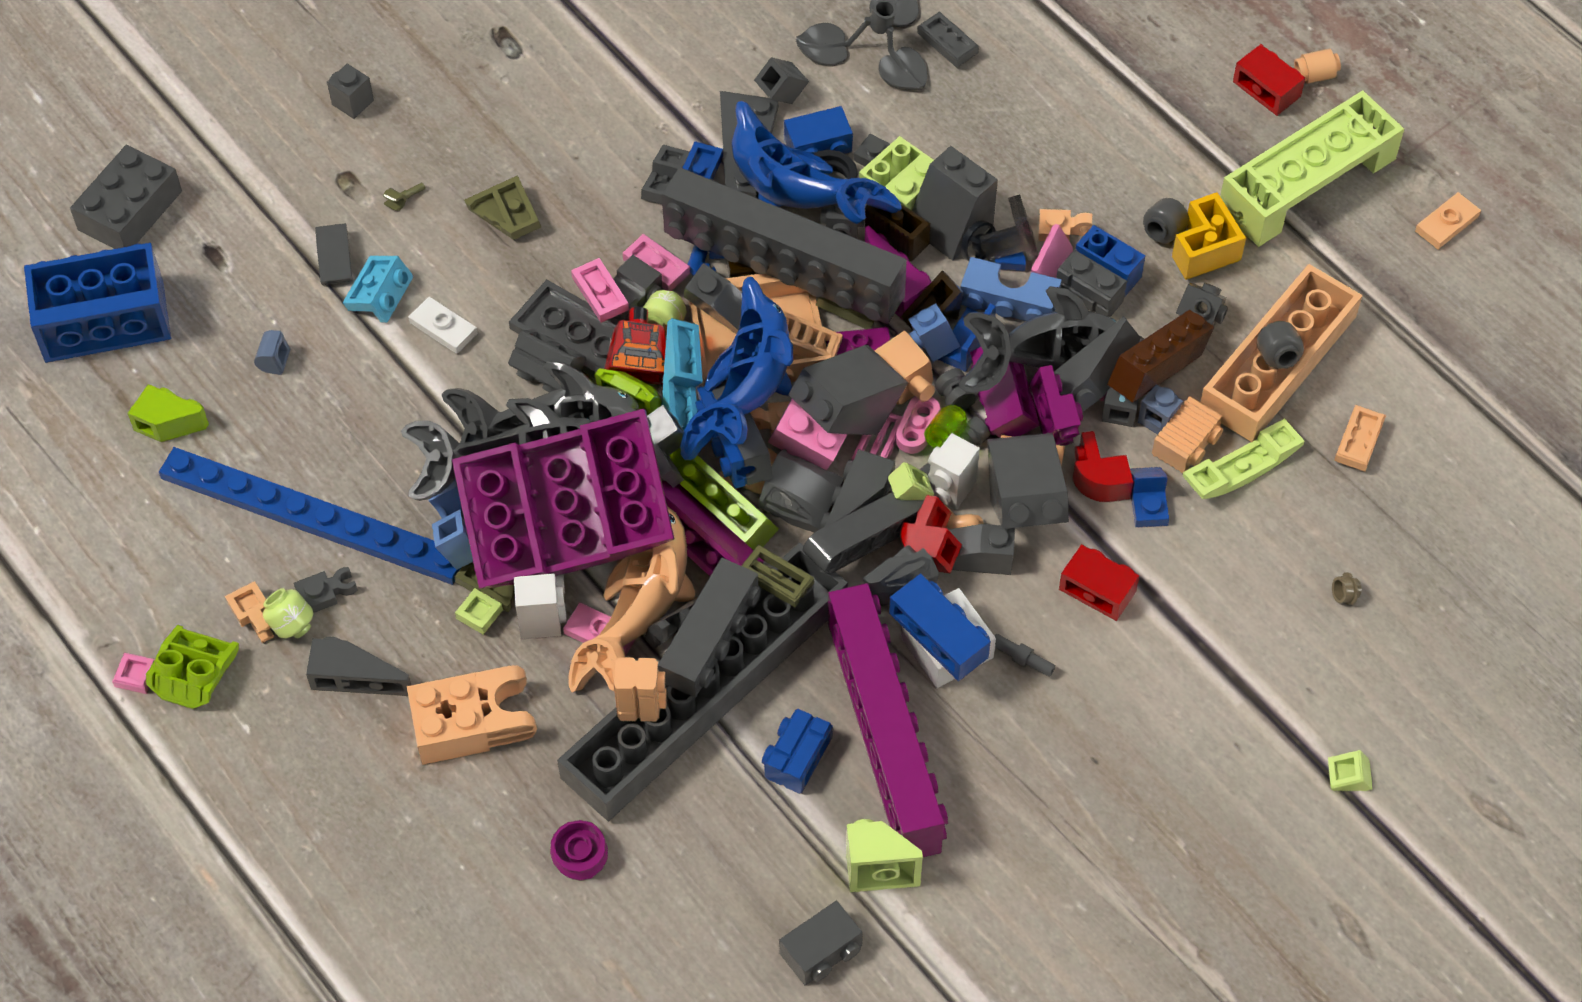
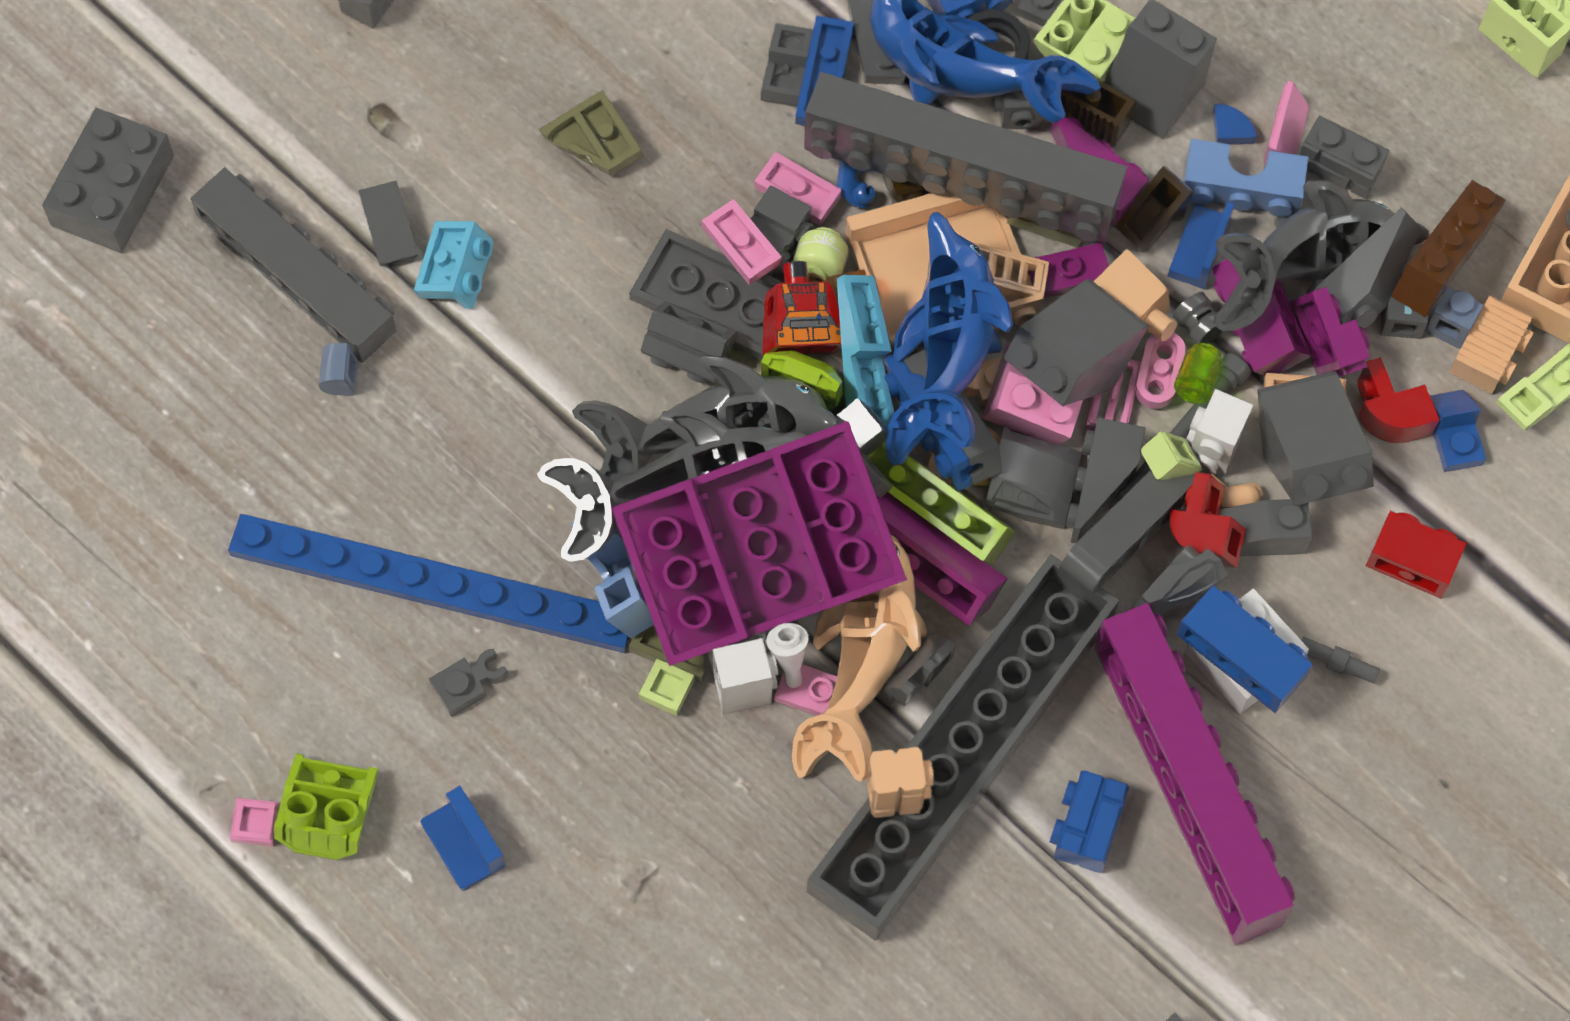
camera: 10 degrees left, 10 degrees up
(97, 302) = (104, 330): blue brick -> none
(166, 416) = (222, 473): lime slope -> none
(248, 608) = (381, 718): light nougat plate -> none
(255, 274) = (294, 264): none -> dark grey brick
(287, 613) = (432, 723): yellowish green head -> none
(295, 706) = (463, 840): none -> blue panel
(347, 668) = (520, 784): dark grey slope -> none
(397, 200) = (451, 138): olive hand -> none
(443, 325) = (545, 304): white plate -> none
(464, 715) = (691, 826): light nougat brick -> none
(575, 585) = (788, 647): none -> white cone
(579, 850) = (847, 983): magenta piece -> none
(709, 627) = (964, 684): dark grey brick -> none
(715, 297) = (891, 236): dark grey slope -> none
(786, 567) = (1028, 618): olive tile -> none
(880, 857) = (1215, 950): yellowish green slope -> none
(933, 333) = (1162, 247): medium blue brick -> none
(1003, 242) = (1229, 113): clear smoke piece -> none
(1070, 225) = (1280, 70): light nougat plate -> none
(1112, 255) = (1363, 113): blue slope -> none
(1165, 220) = (1420, 57): dark grey head -> none
(1209, 294) = (1480, 157): dark grey brick -> none
(1211, 240) = (1483, 77): yellow brick -> none

